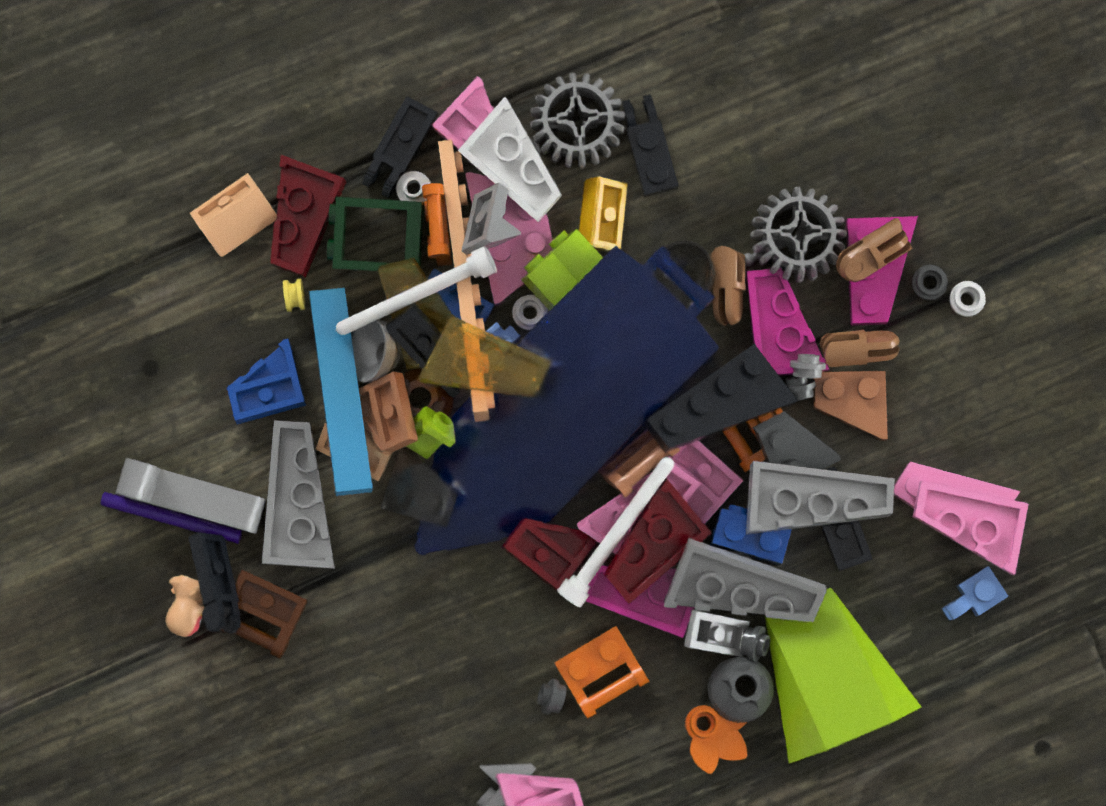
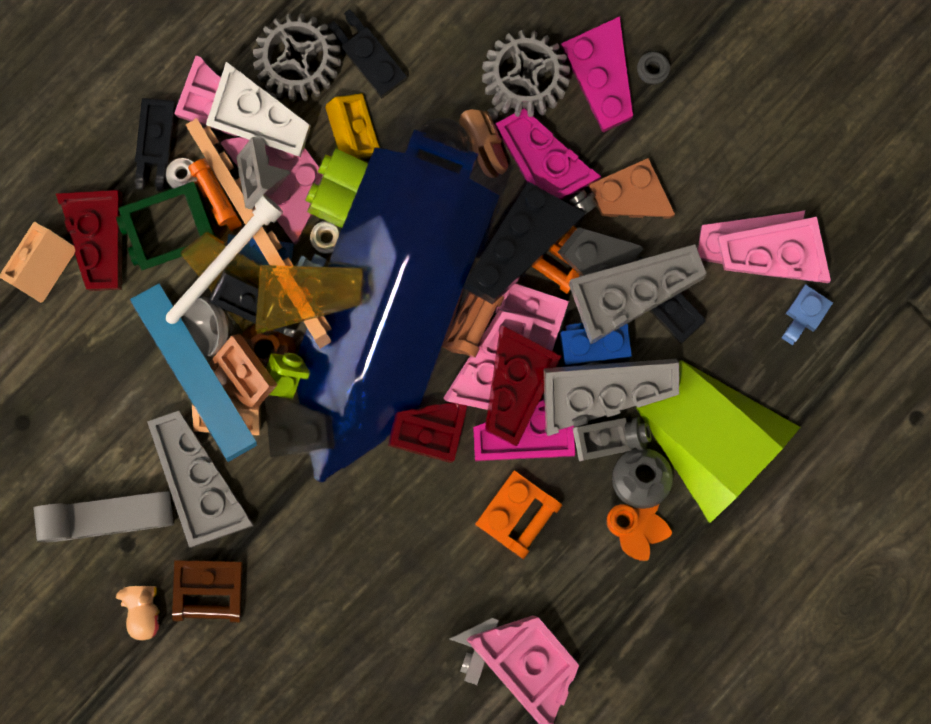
camera: 20 degrees left, 0 degrees up
(170, 517) = (94, 542): dark purple bar -> none
(215, 582) = (156, 580): black hinge -> none
(268, 387) = (129, 396): blue wing -> none
(294, 295) = (118, 308): light yellow bush -> none
(551, 696) = (485, 554): dark grey plate -> none
(577, 586) = (467, 451): white piece -> none
(807, 366) = (581, 181): light grey plate -> none
(859, 347) = (617, 147): medium nougat arm -> none
(873, 252) = (595, 61): medium nougat arm -> none
(974, 291) = (693, 59): white plate -> none

